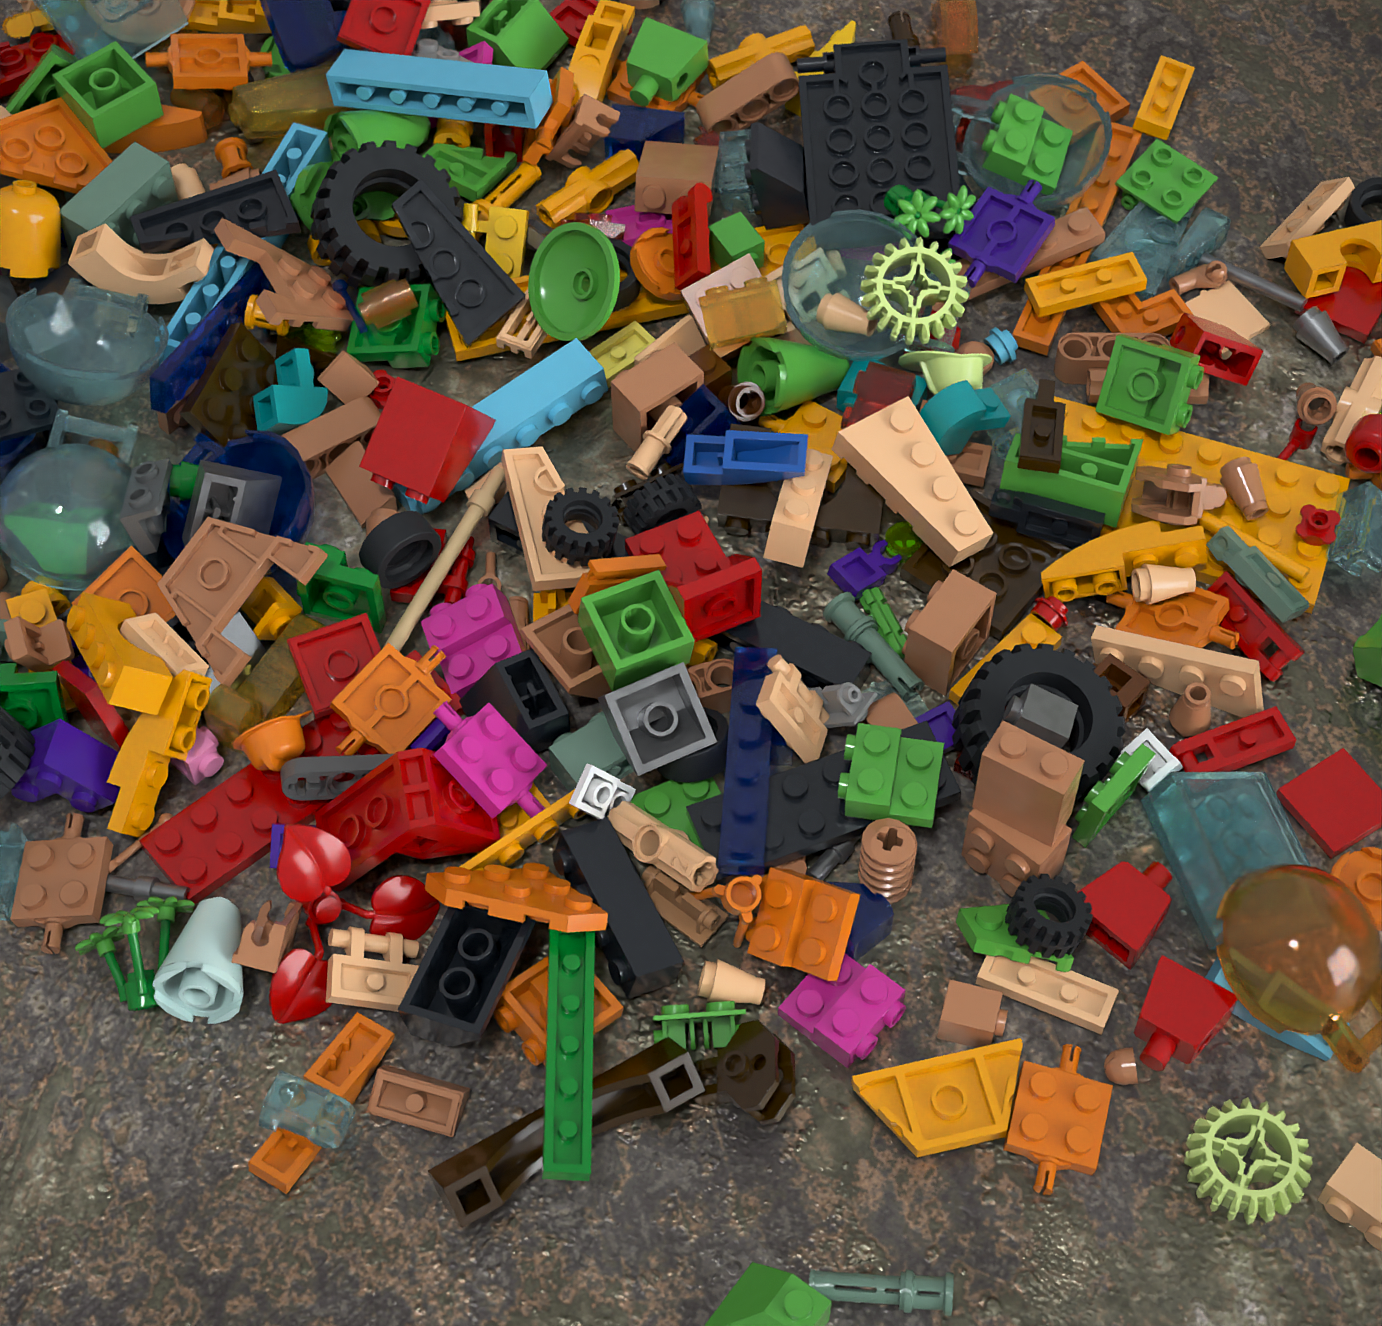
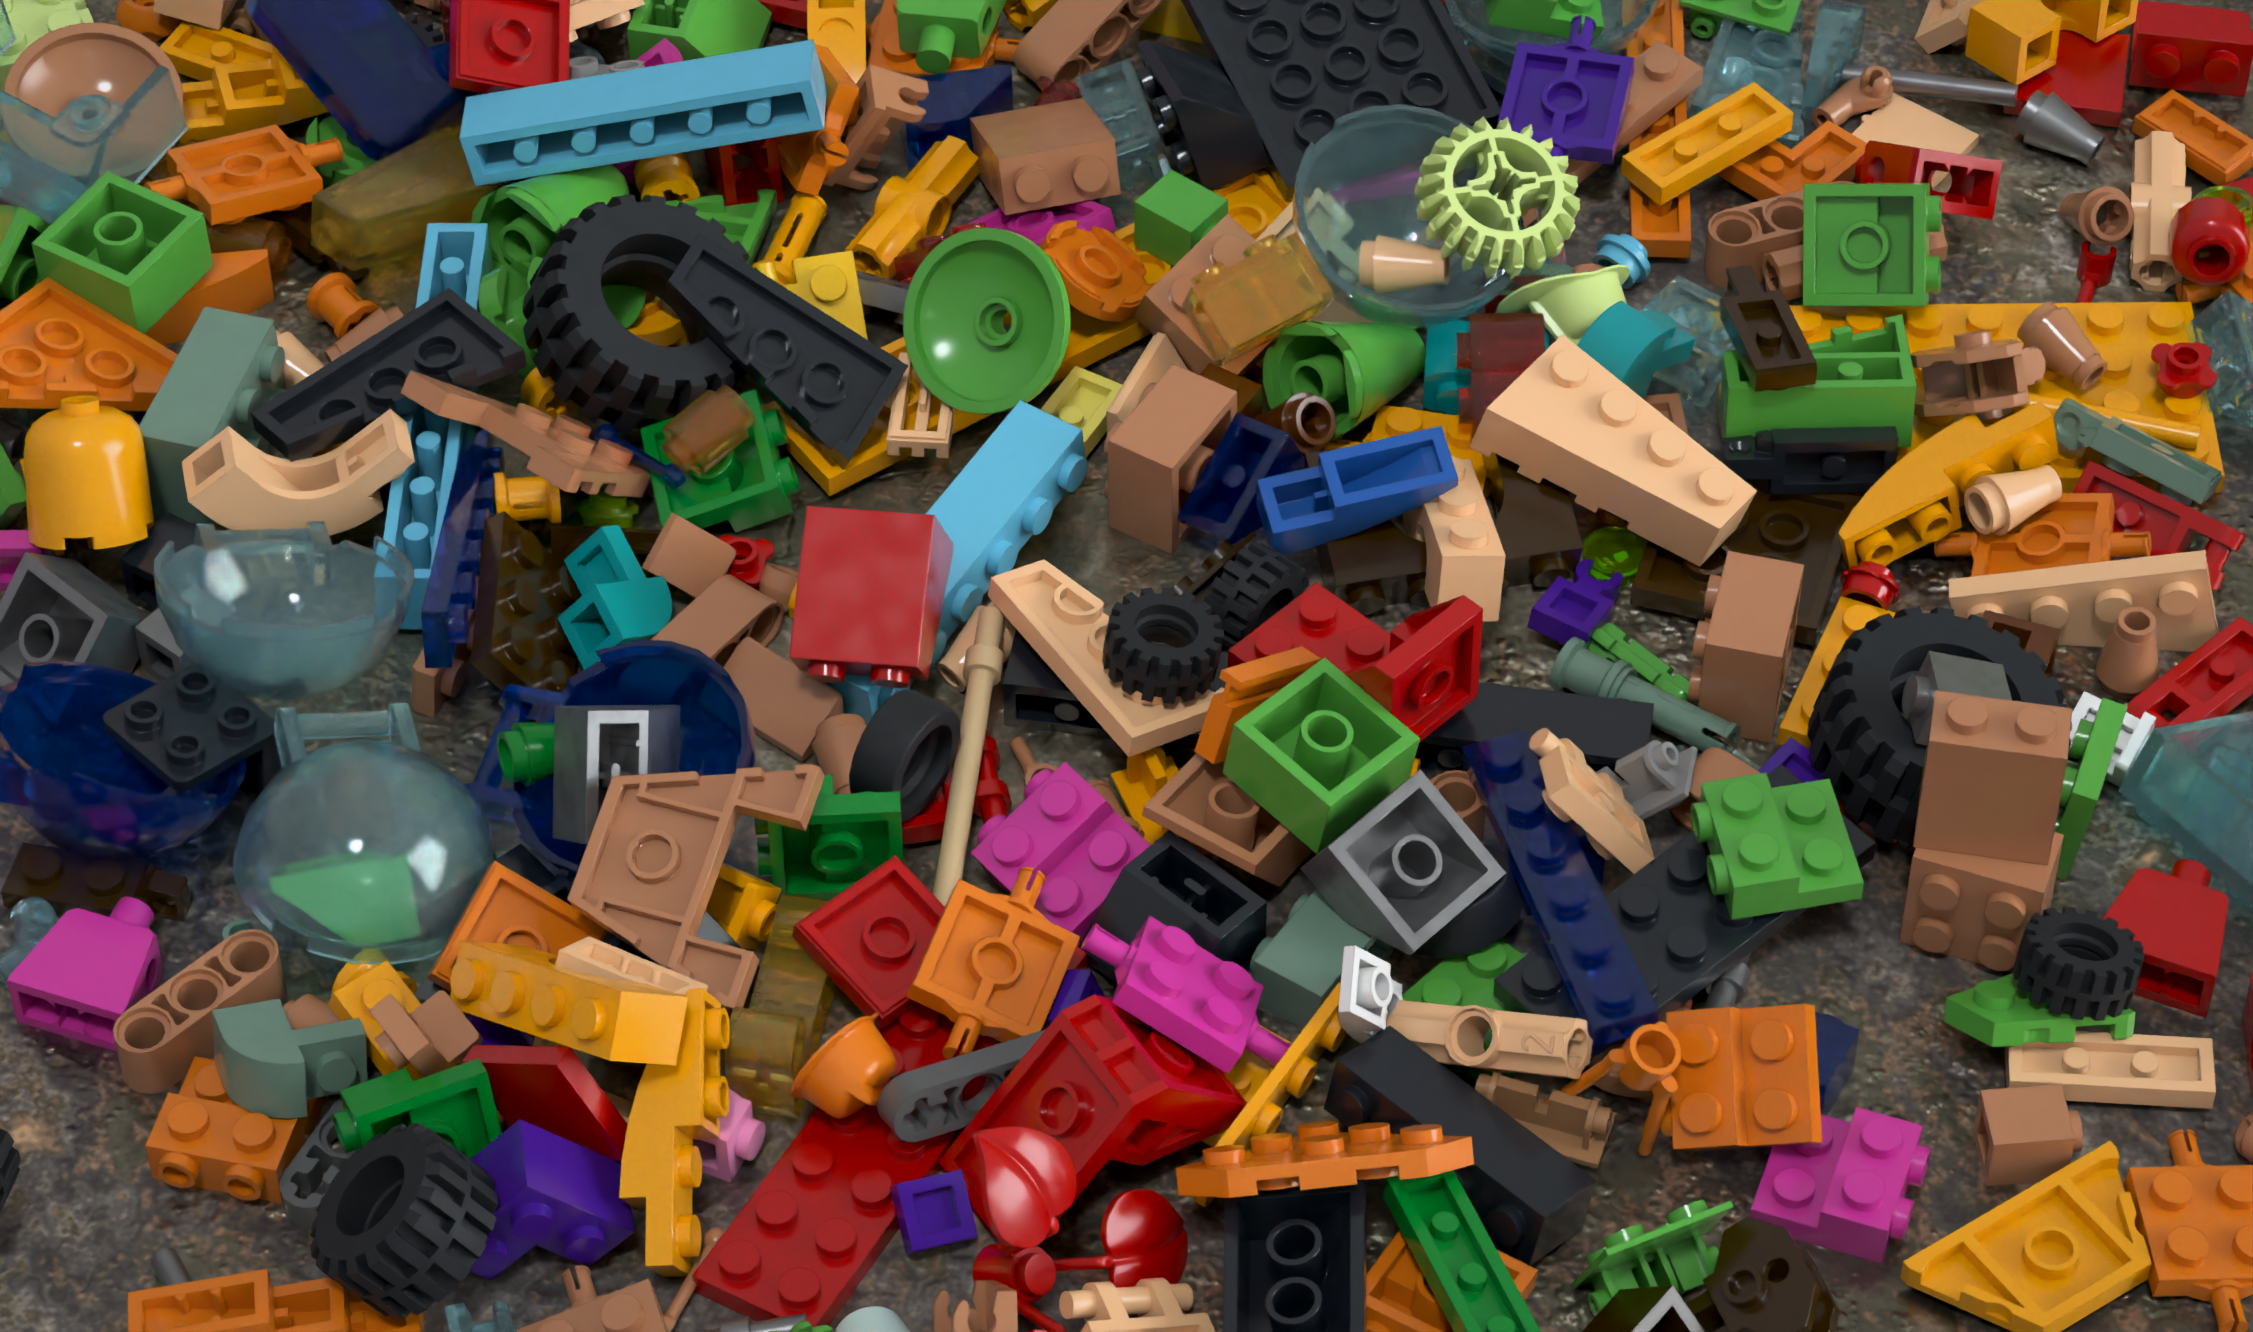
camera: 20 degrees left, 10 degrees down
(147, 504) = (493, 788): dark grey bracket -> none
(656, 442) = (1205, 512): light nougat axle -> none
(691, 236) = (1121, 221): red plate -> none
(728, 983) = (1653, 1194): light nougat cone -> none
(888, 858) = (1816, 956): nougat piece -> none
(915, 208) = (1454, 90): bright green plant -> none

